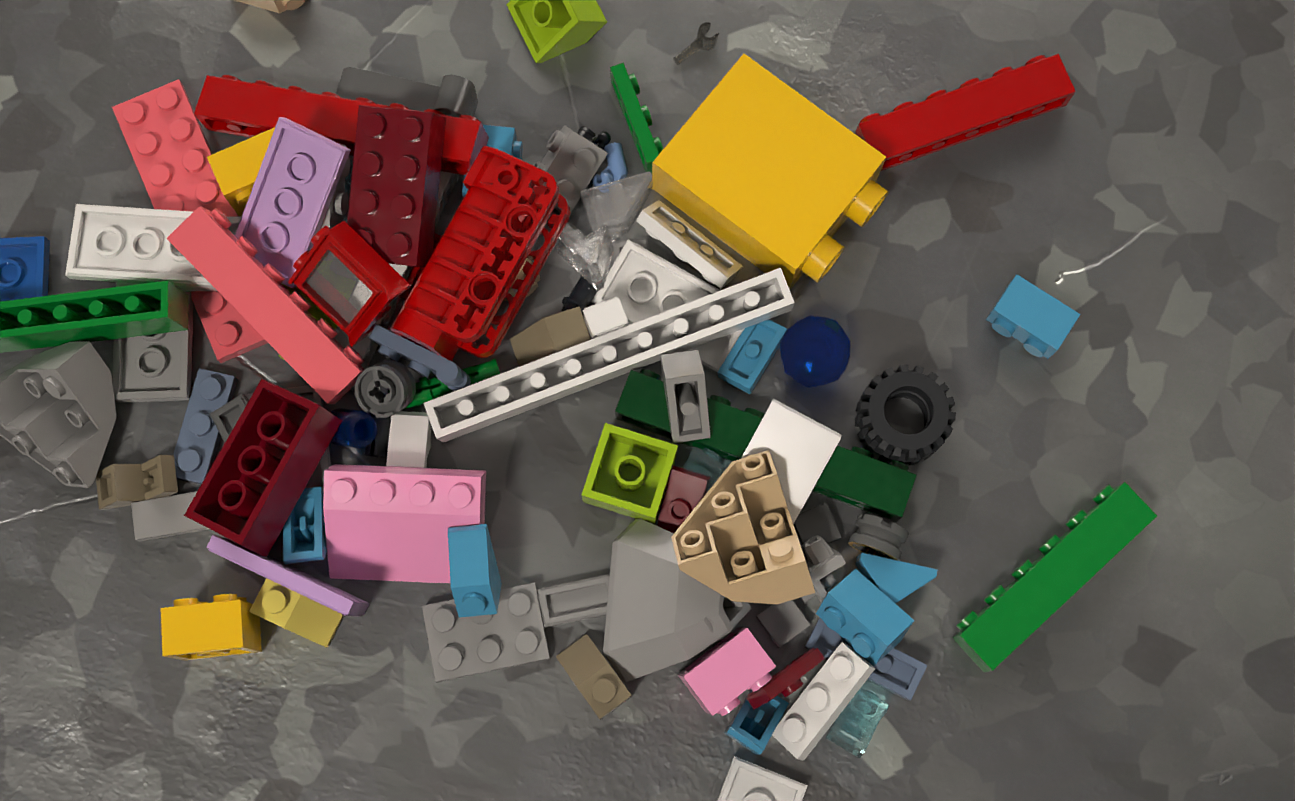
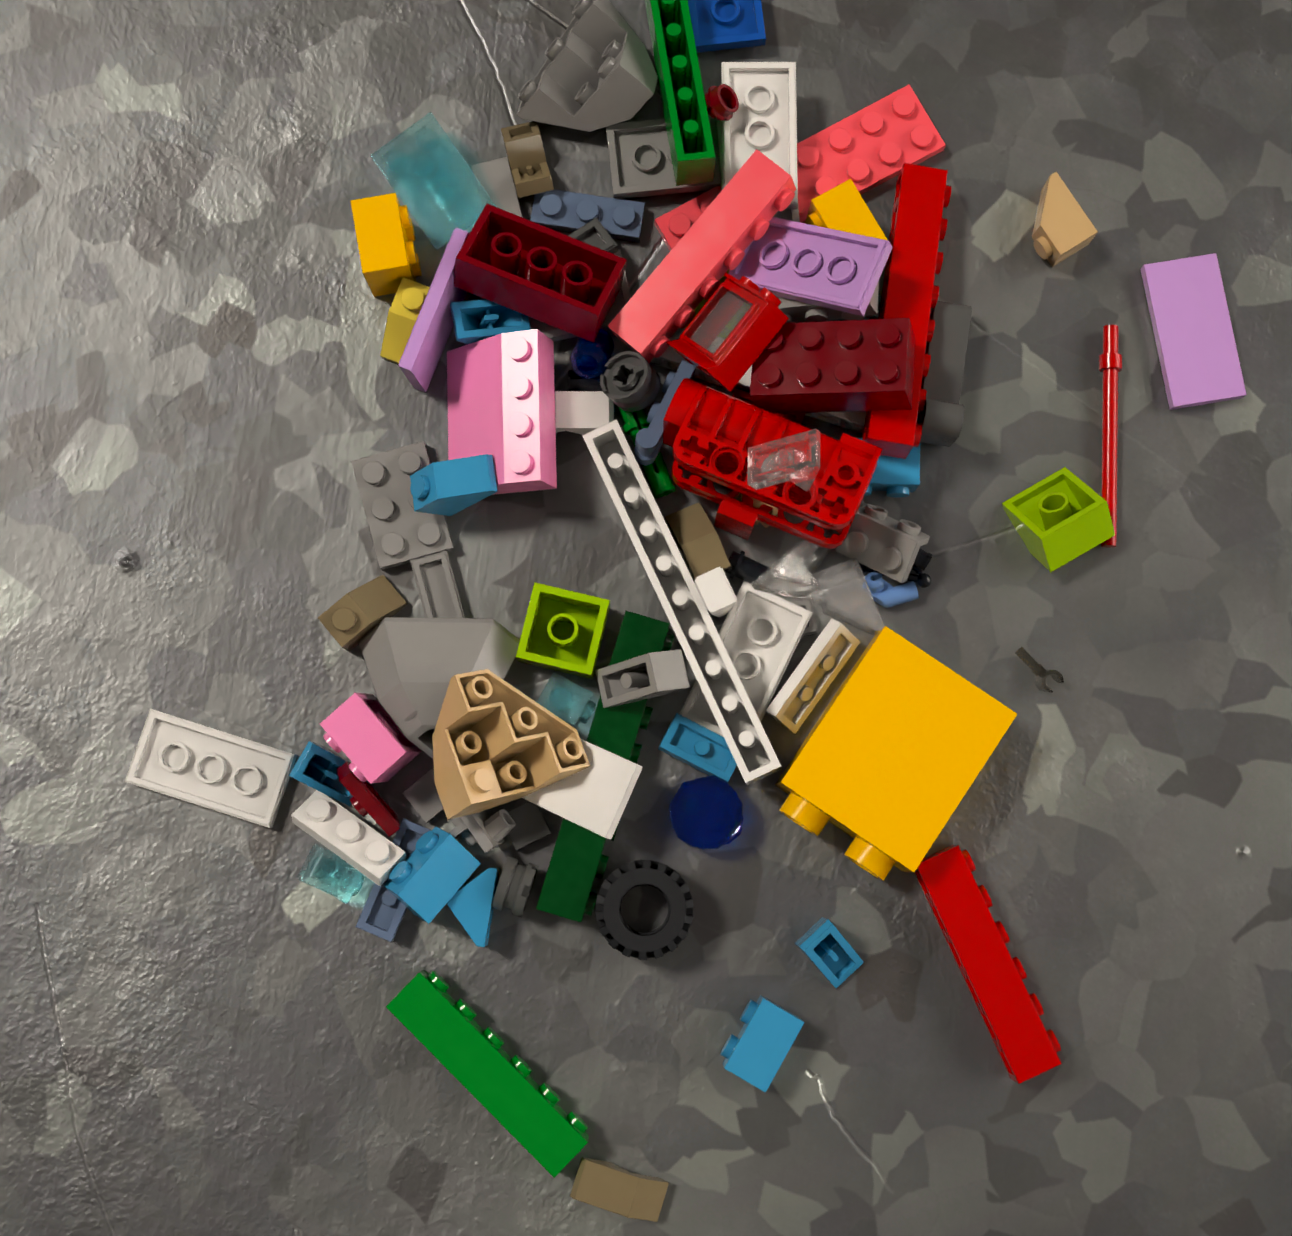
camera: 85 degrees right, 5 degrees up
(109, 274) = (721, 102): none -> dark red plate
(146, 575) = (432, 180): none -> clear light blue slope
(490, 225) = (785, 460): none -> clear slope
(533, 298) = (735, 519): none -> red tile
(636, 116) = (949, 611): green plate -> none
(681, 496) = (542, 684): dark red plate -> none
(947, 252) = (829, 952): none -> dark azure slope
(1167, 459) = (618, 1190): none -> dark tan slope

